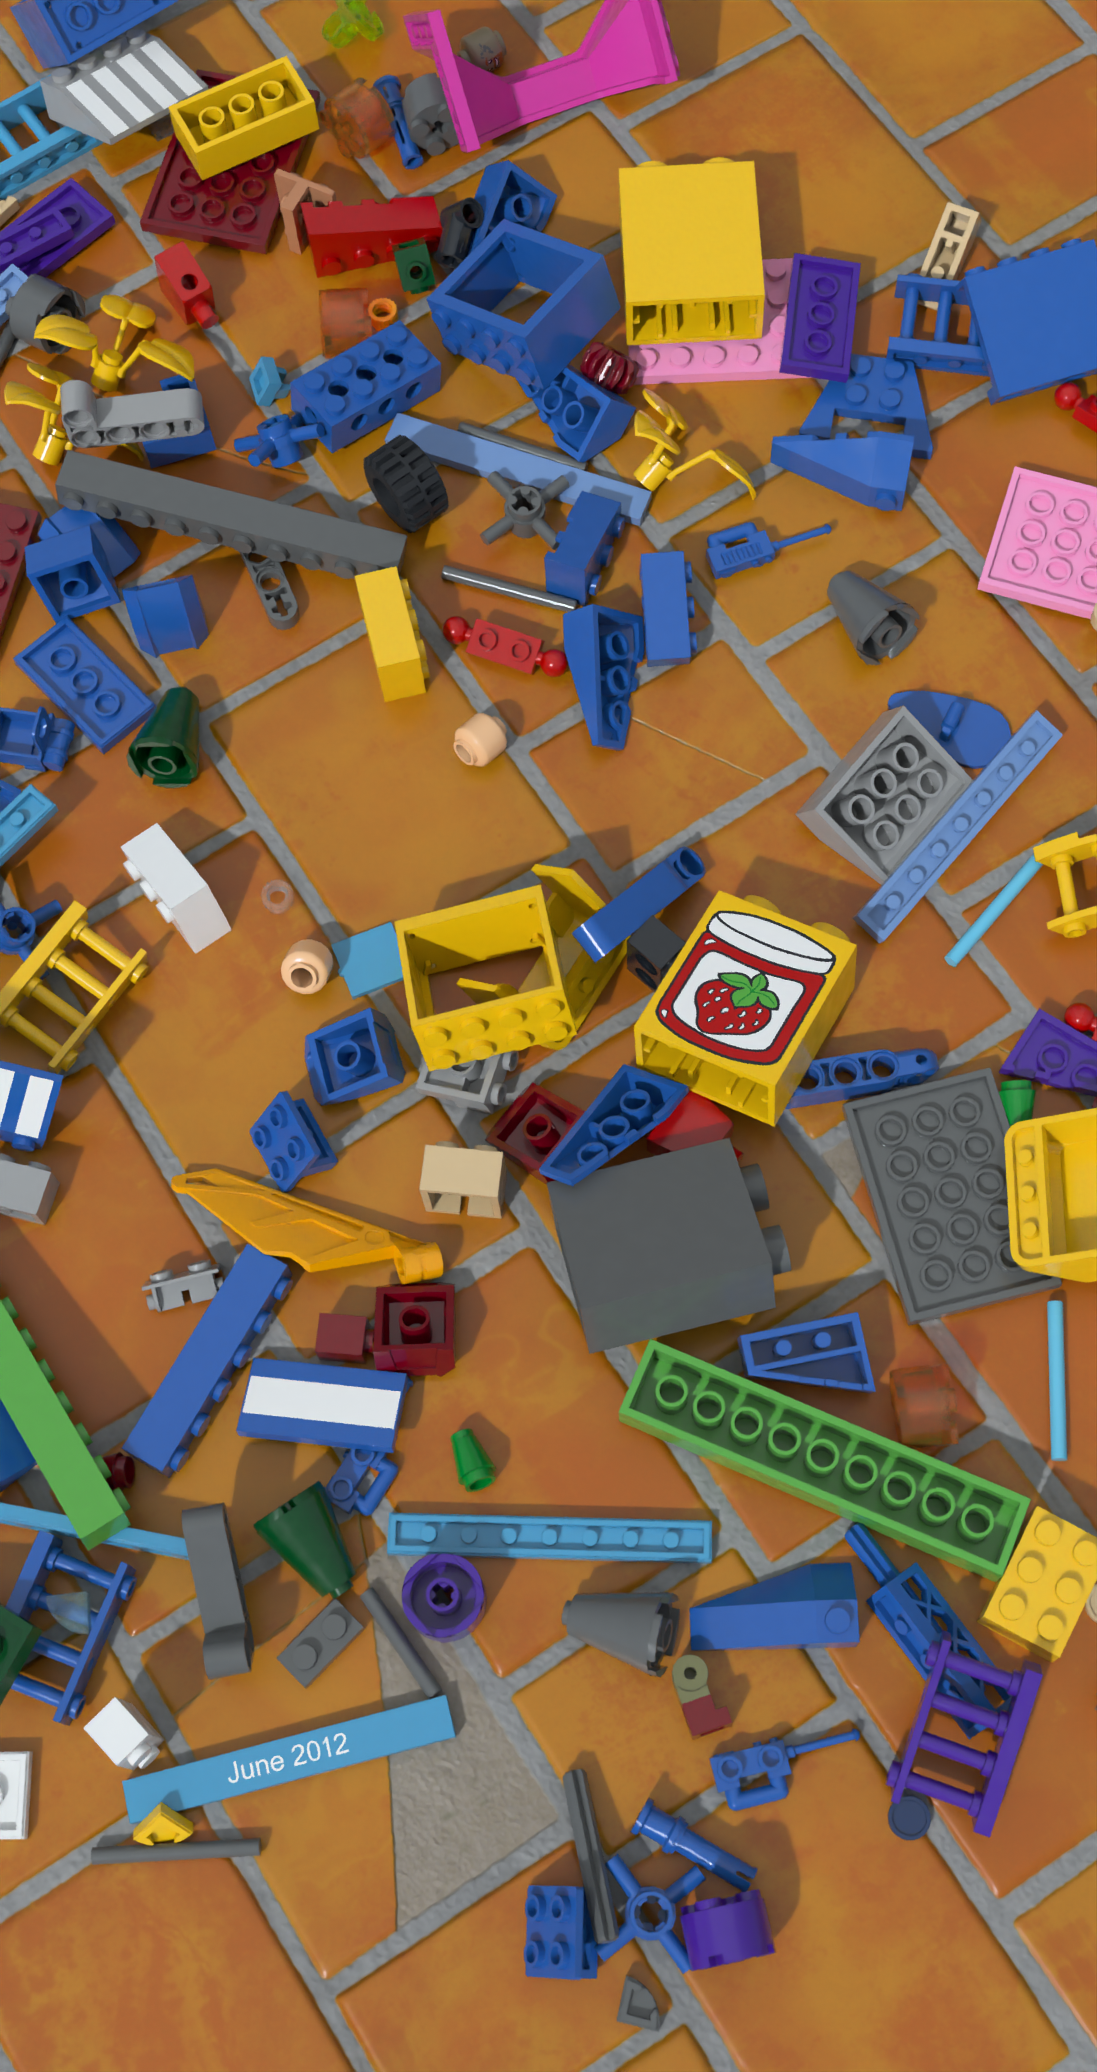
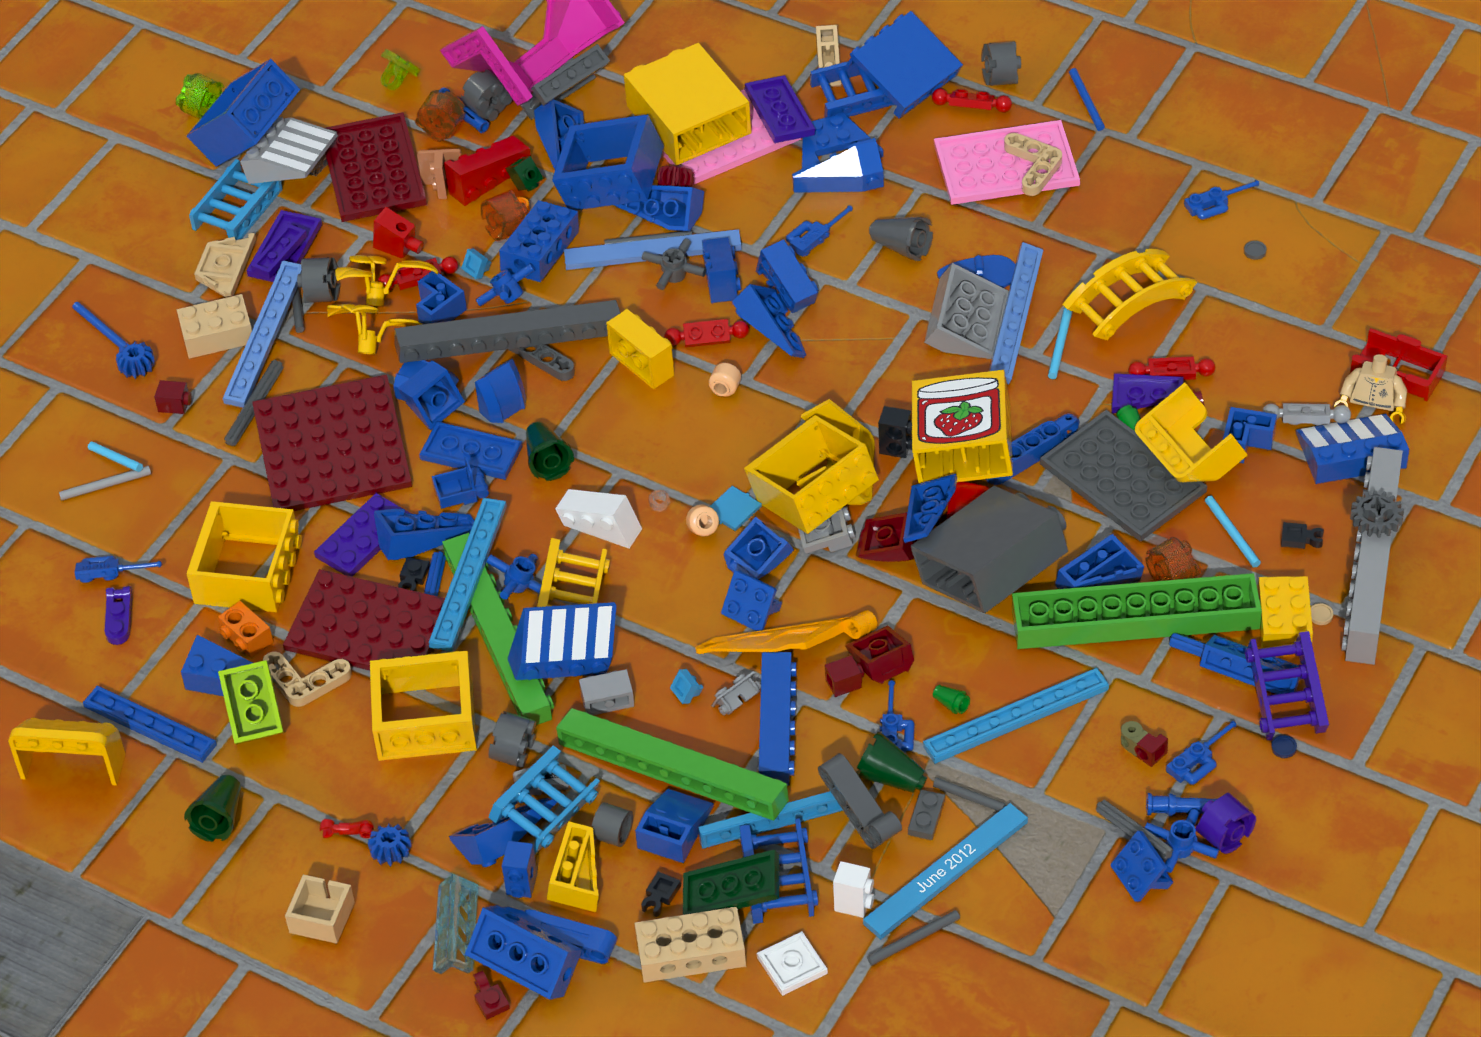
camera: 30 degrees left, 20 degrees down
(71, 1611) = (787, 853): clear light blue tile -> none
(120, 1236) = (685, 686): none -> dark azure tile
(128, 417) = (417, 302): light grey beam -> none
(162, 1825) = (899, 927): yellow tile -> none
(206, 364) = (408, 276): none -> red plate
(244, 117) = (374, 137): yellow brick -> none
(323, 1405) = (853, 708): tile -> none
(406, 483) = (599, 274): black tyre -> none
(420, 1599) = (980, 757): dark purple brick -> none
(458, 227) = (540, 143): black piece -> none
(460, 1172) = (863, 564): tan piece -> none
(509, 589) = (688, 307): dark grey bar -> none
(551, 138) = (566, 79): none -> dark grey fence
(626, 1626) = (1083, 726): dark grey cone -> none
(638, 2006) = (1202, 886): dark grey tile -> none
(639, 903) = (870, 410): blue piece -> none
(658, 464) = (735, 213): yellow plant -> none
(790, 1611) = (1163, 689): blue wedge -> none

